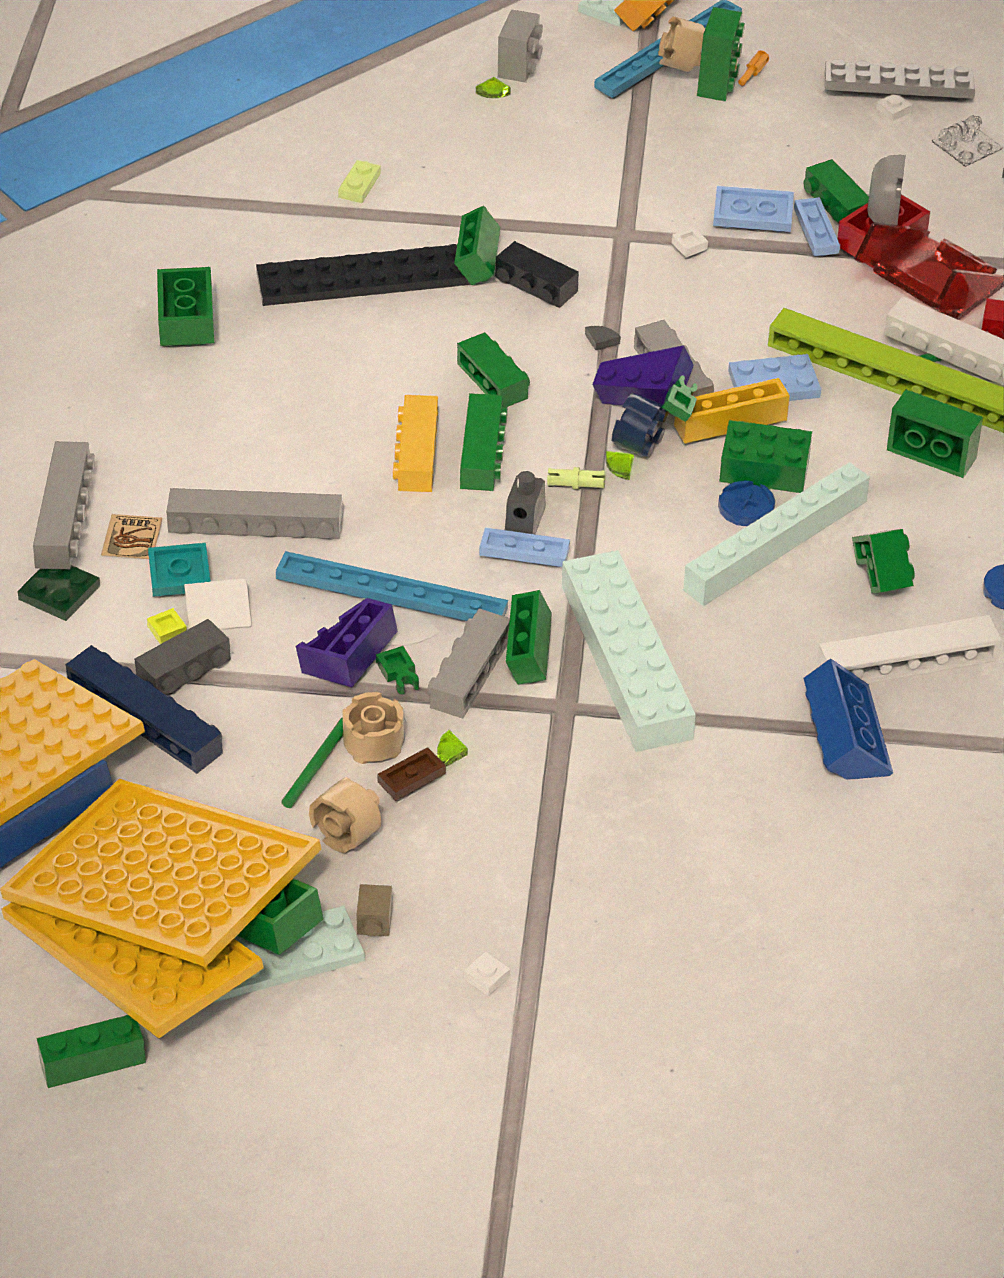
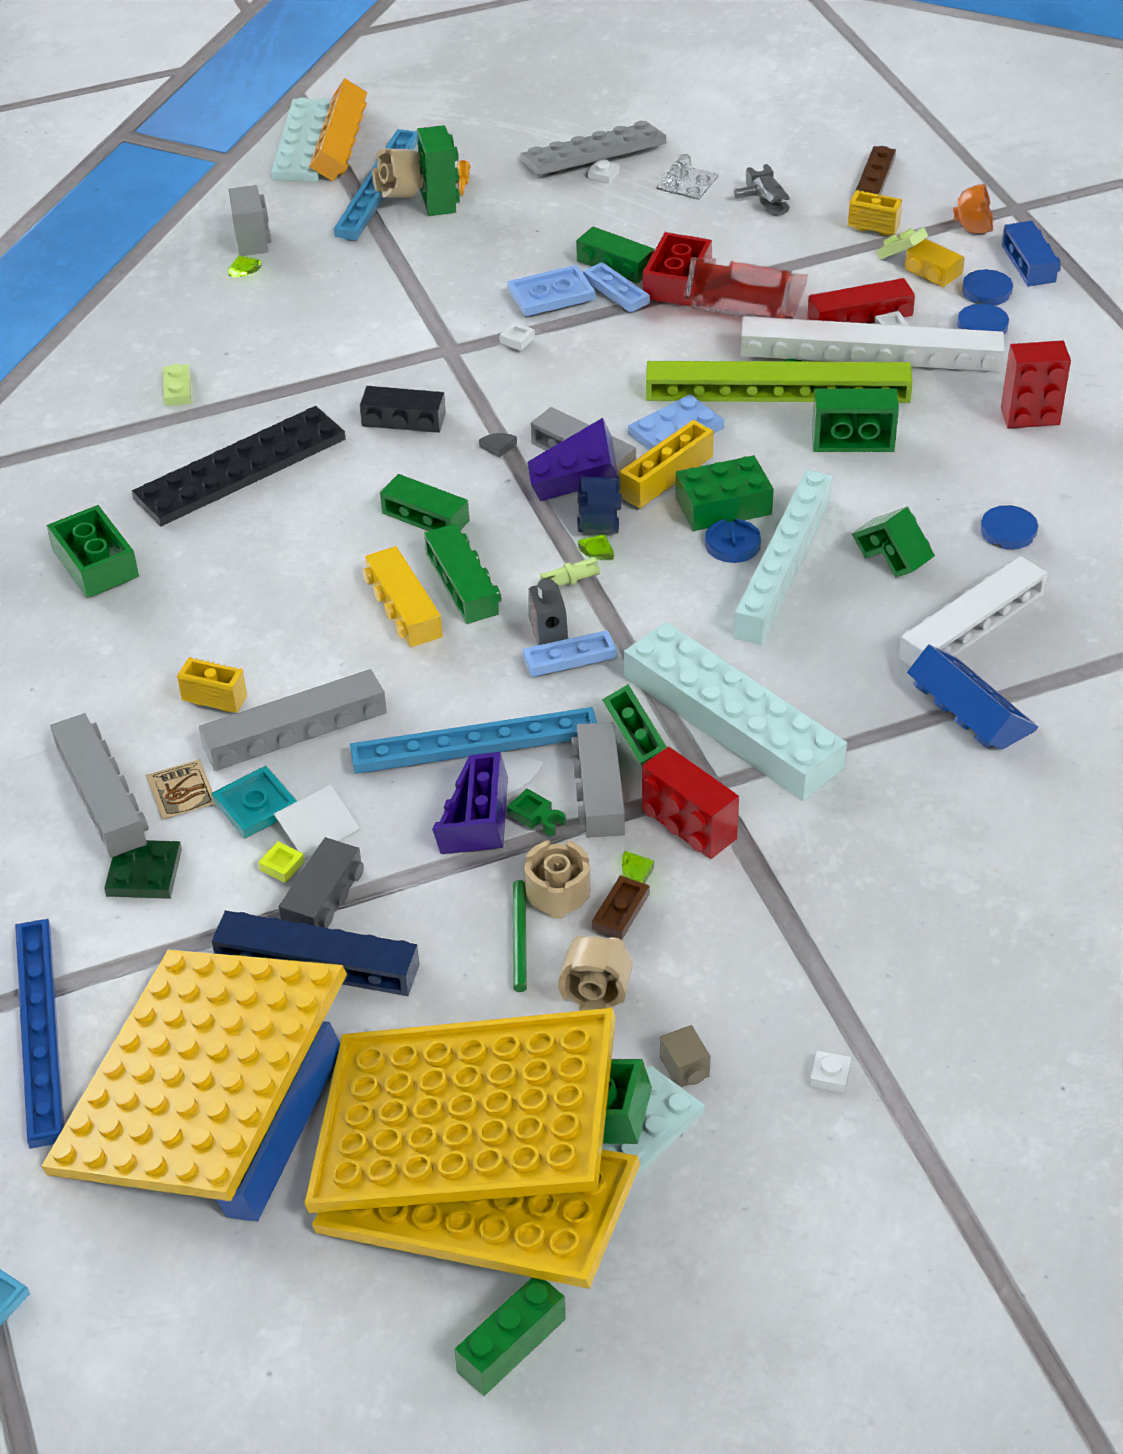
camera: 25 degrees left, 0 degrees up
(205, 458) = (212, 685): none -> yellow brick
(477, 245) = (333, 401): green brick -> none
(523, 711) = (689, 802): none -> red brick
(679, 399) = (626, 468): green plate -> none
(886, 189) = (673, 229): light grey brick -> none

